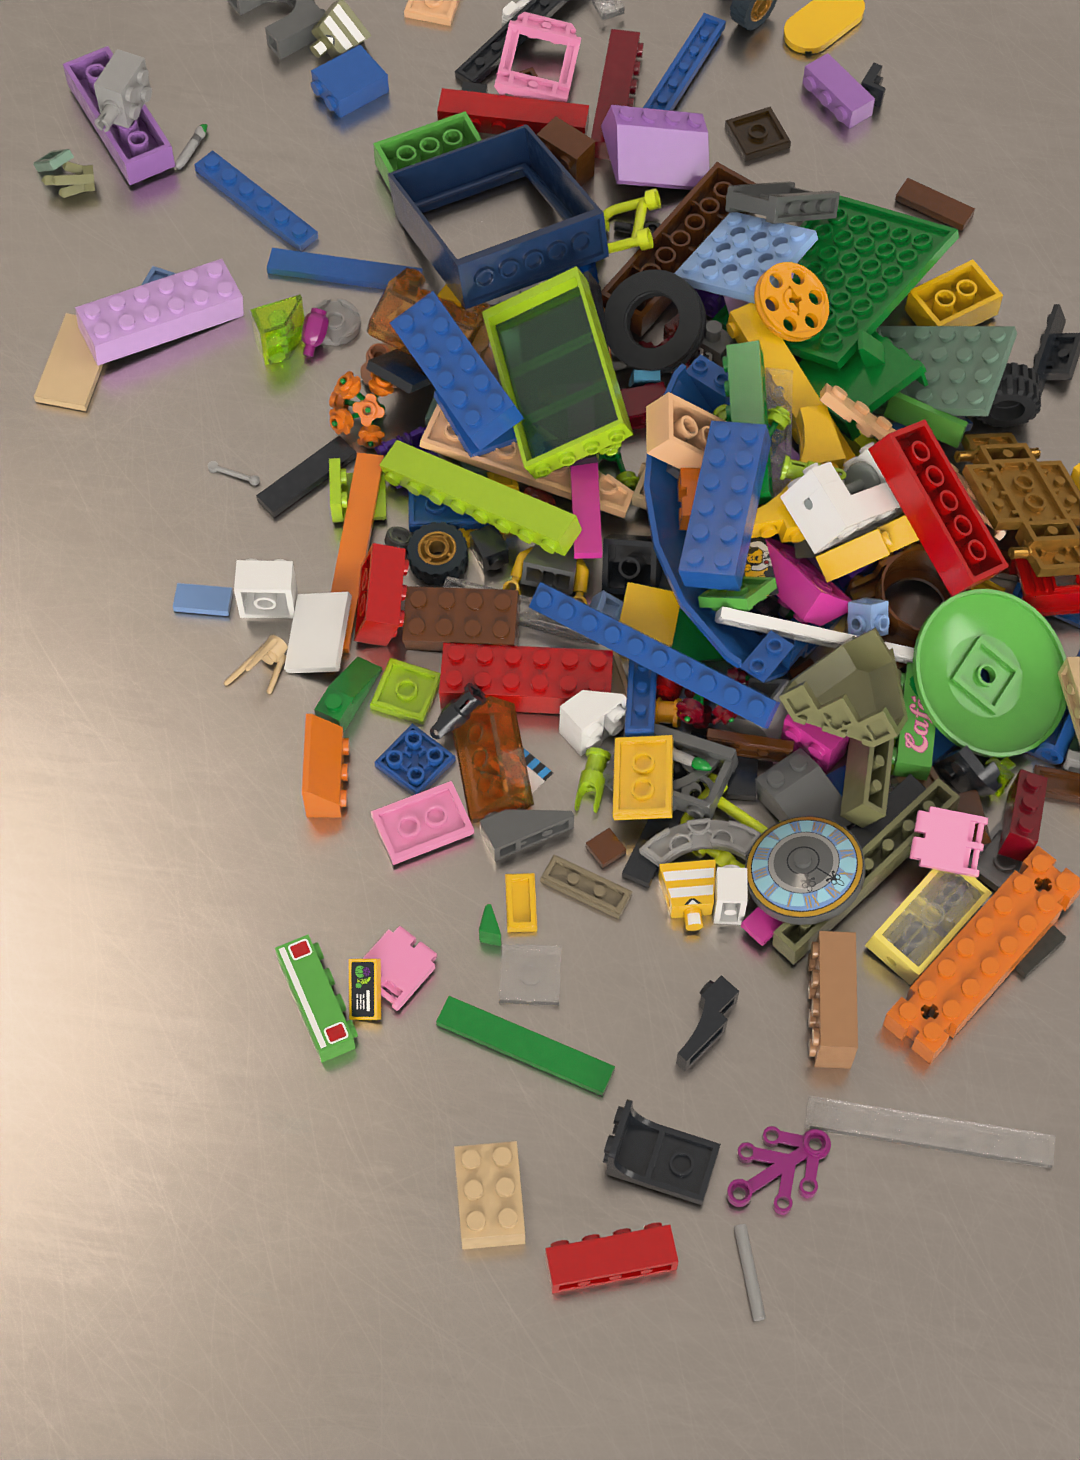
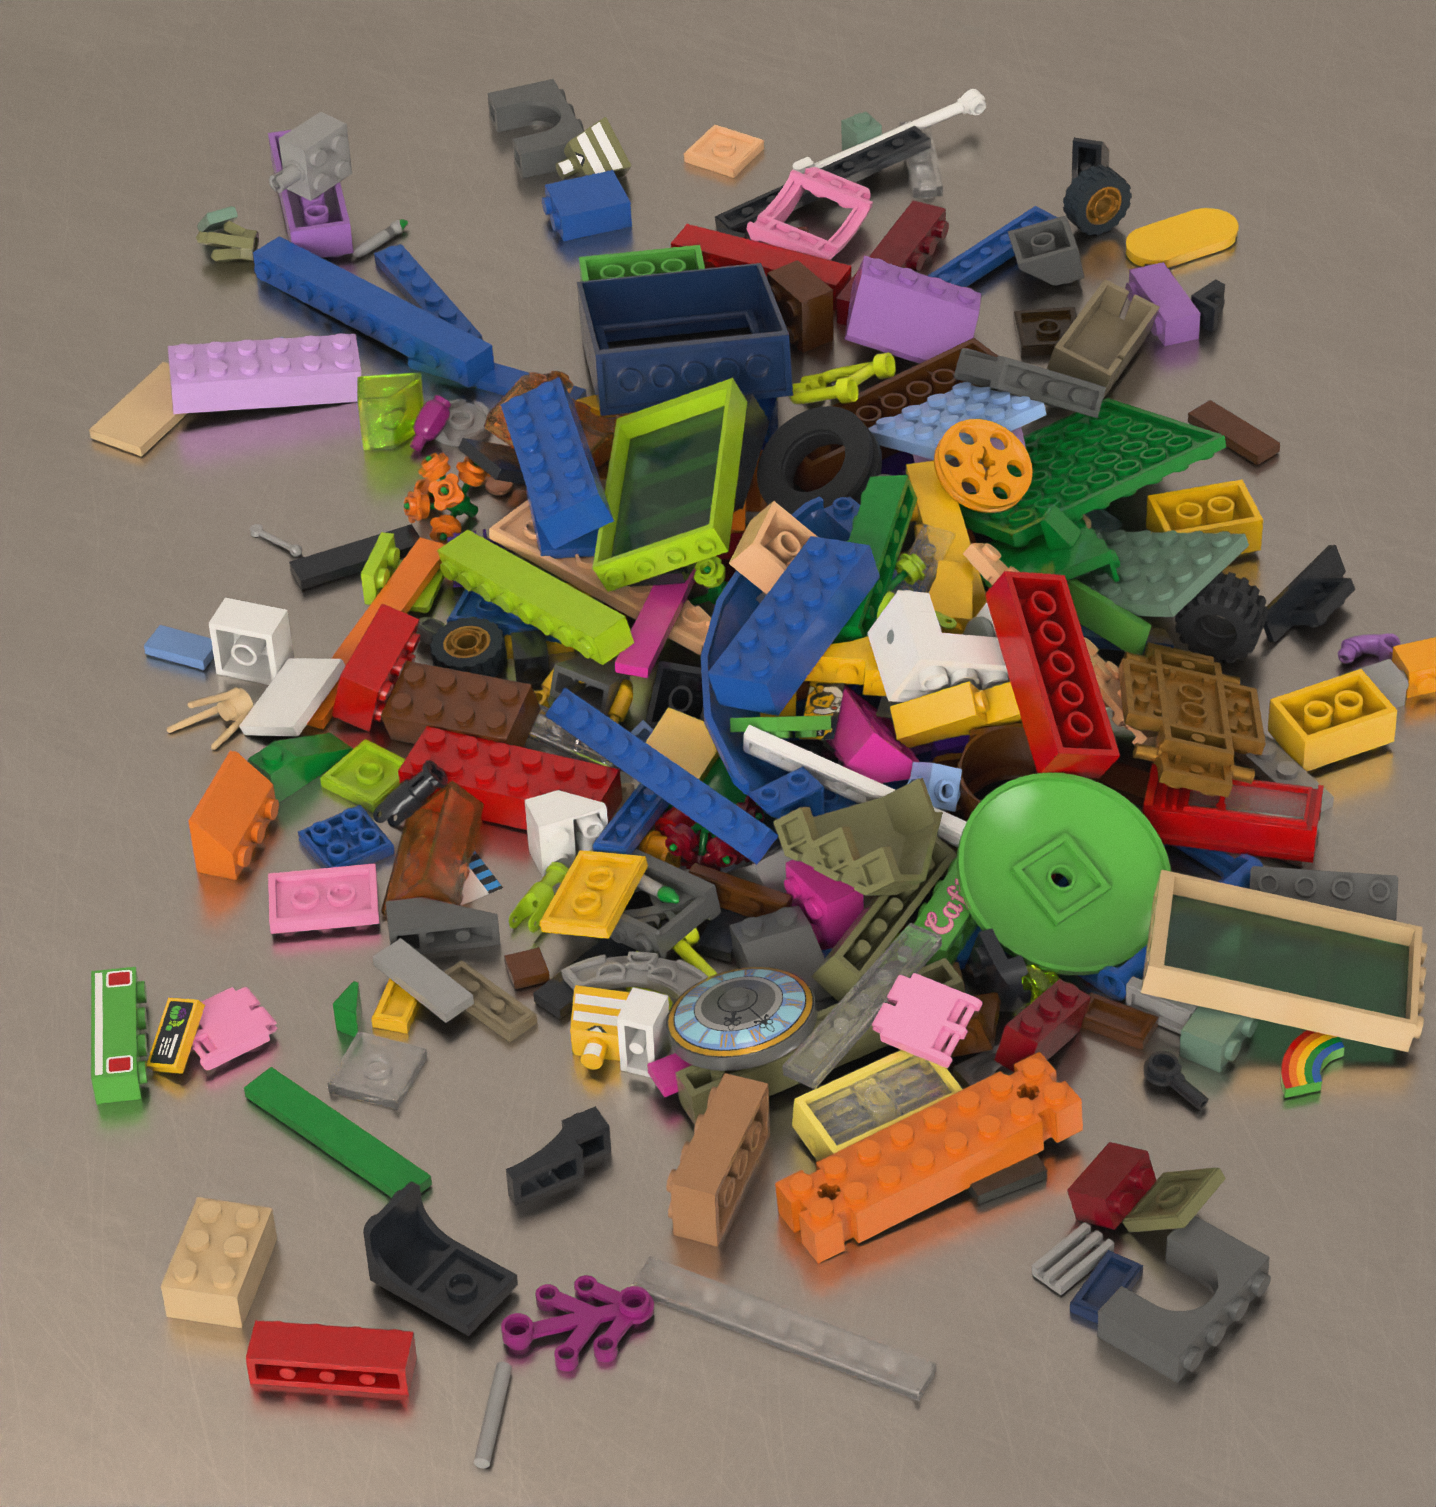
camera: 20 degrees right, 20 degrees down
(220, 226) = (374, 311): none -> blue brick
(535, 884) = (423, 980): none -> light grey tile
(734, 58) = (1048, 251): none -> dark grey slope
(811, 140) = (1101, 342): none -> dark tan piece
(895, 839) = (860, 1006): none -> clear tile

